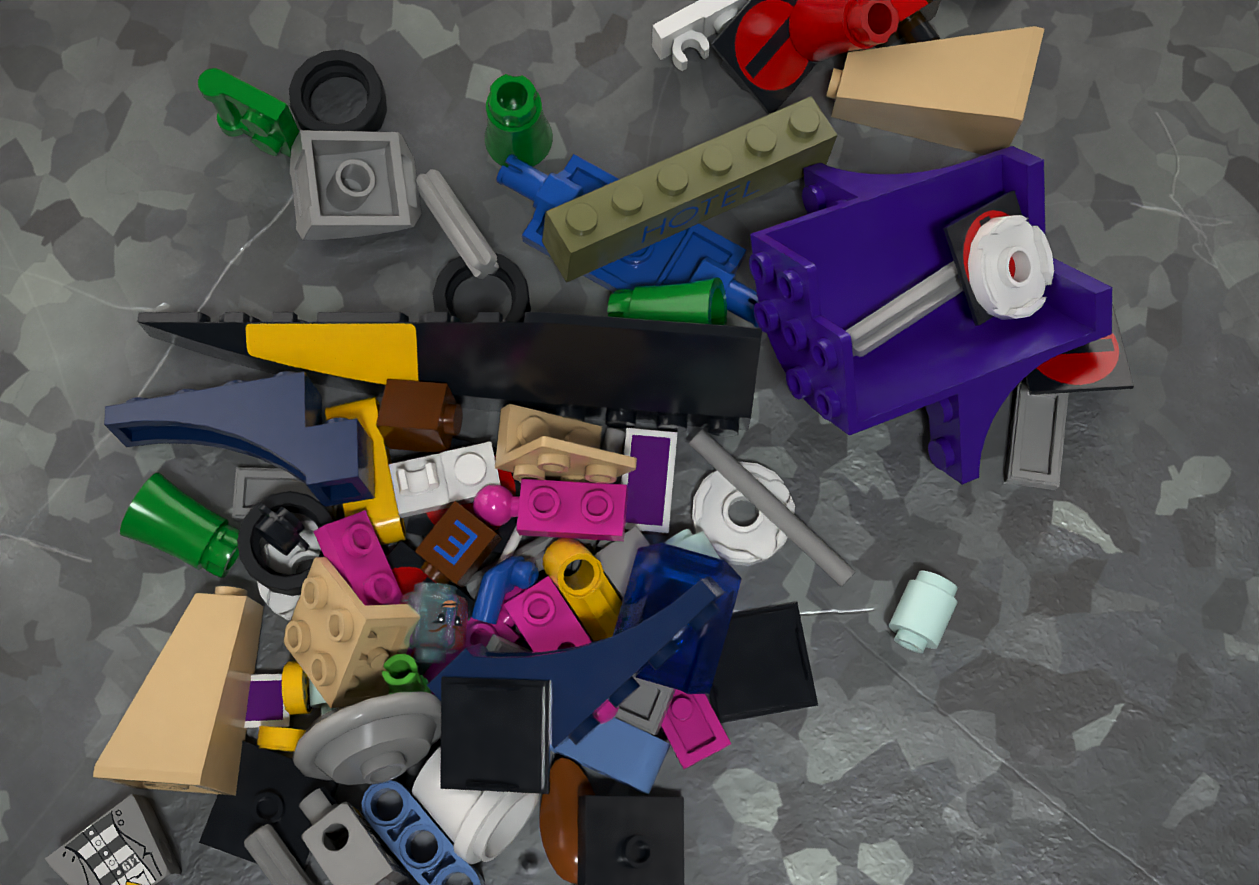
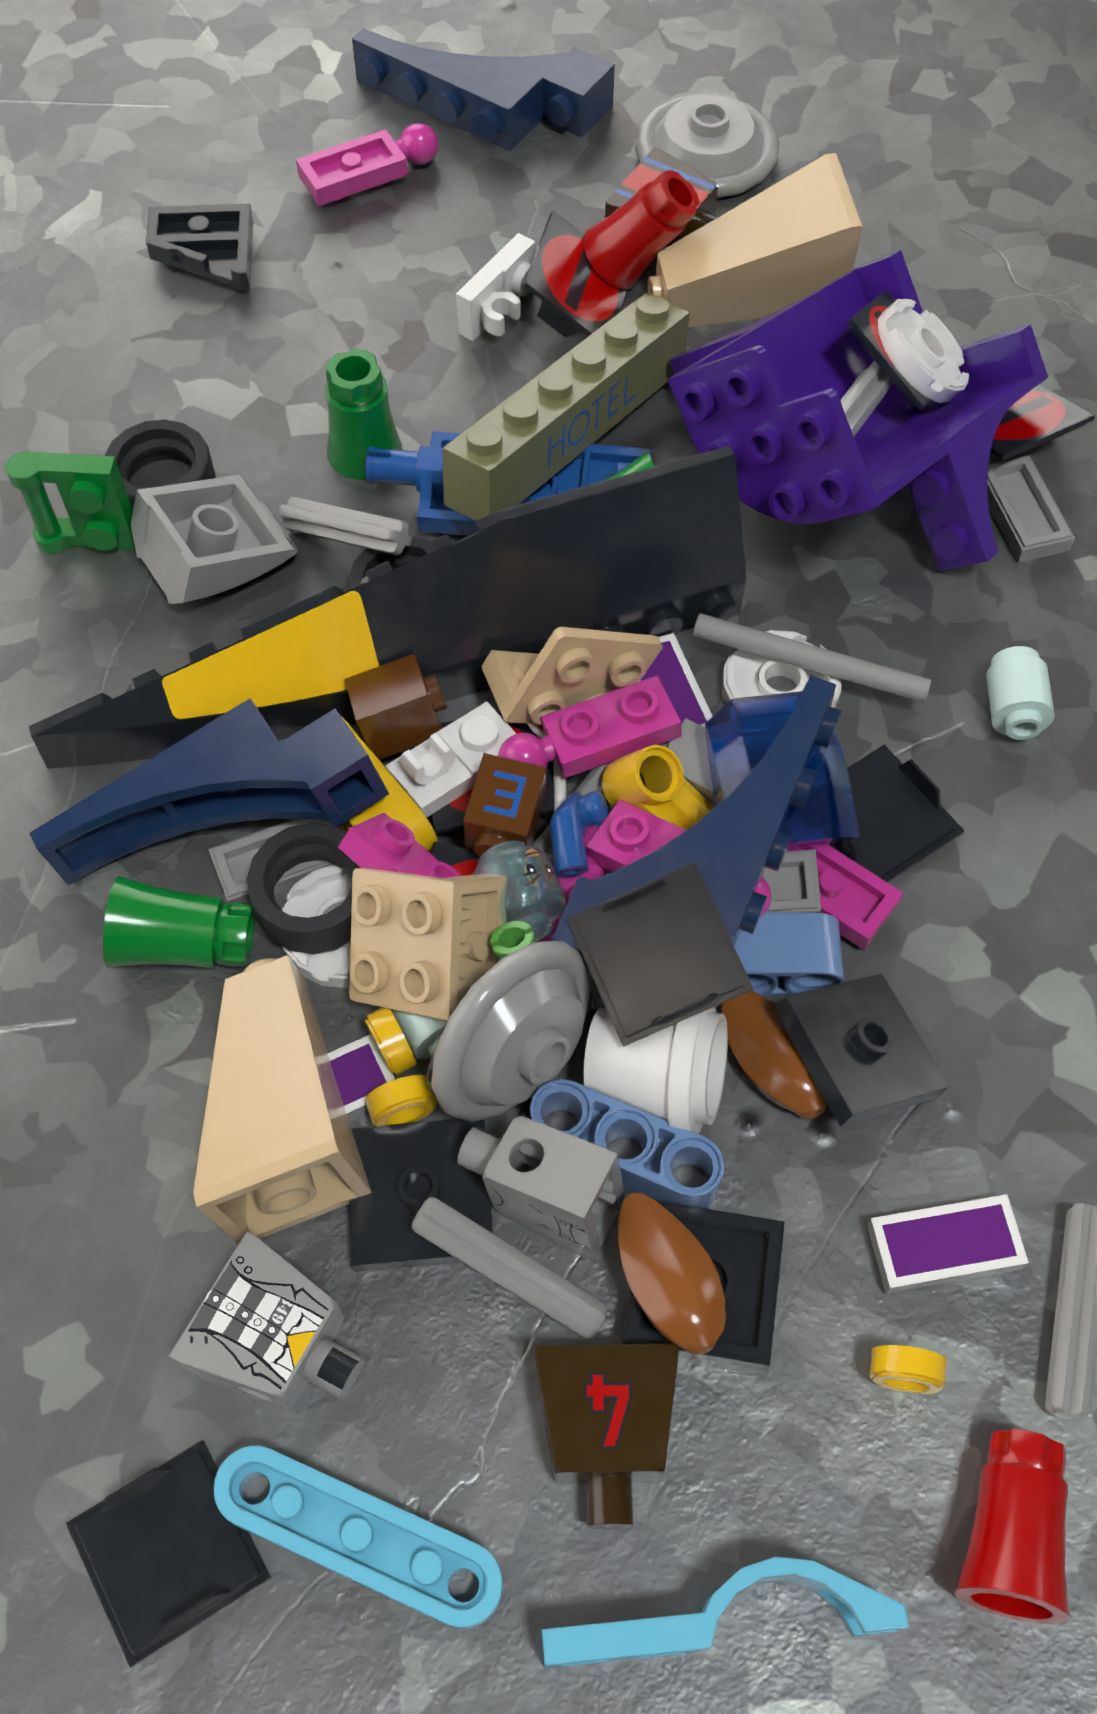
camera: 25 degrees left, 15 degrees down
(281, 530) = (299, 863): black plate -> none

